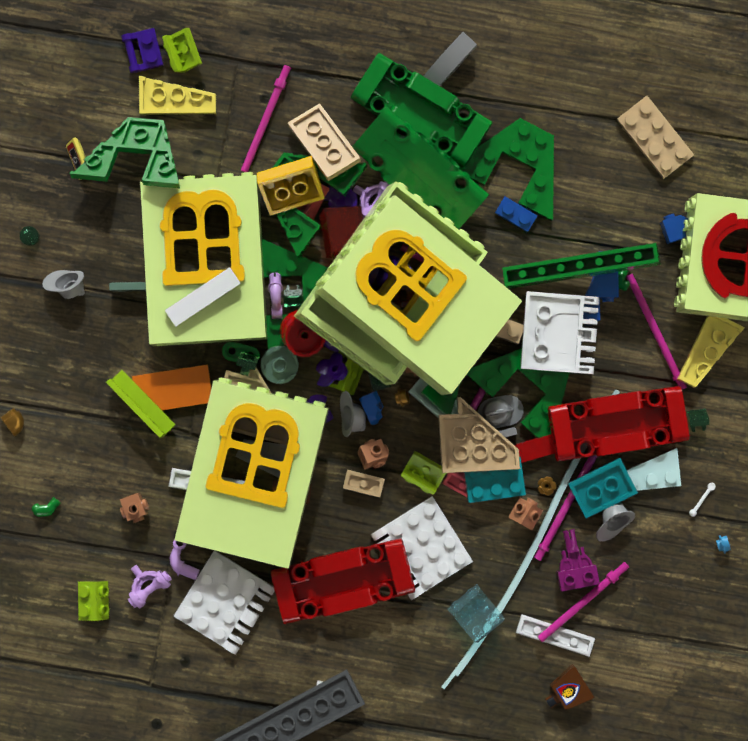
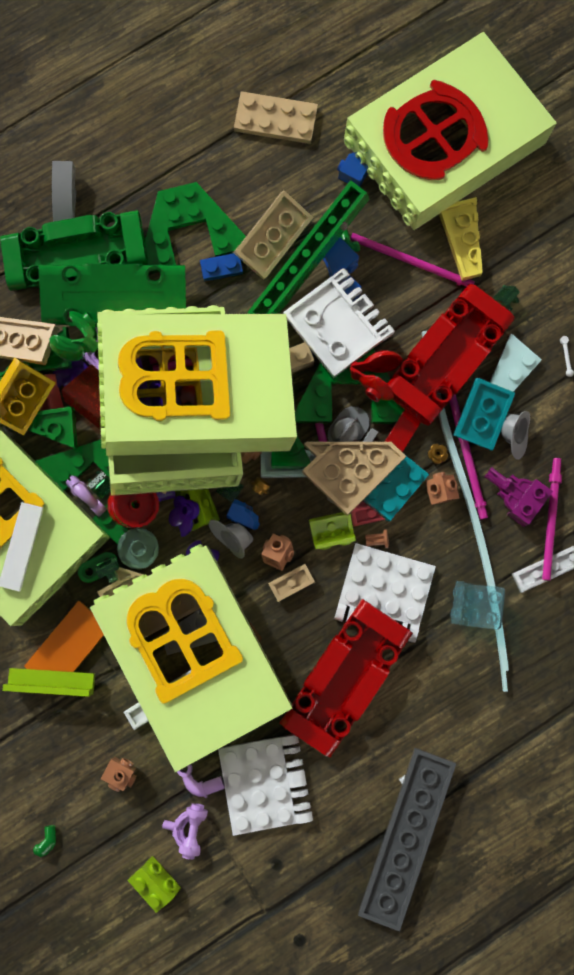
camera: 40 degrees left, 5 degrees down
(356, 190) = (75, 349): none -> green animal
(450, 507) = (378, 539): none -> nougat piece
(562, 385) = (379, 363): none -> red animal
(573, 225) = (273, 235): none -> tan plate

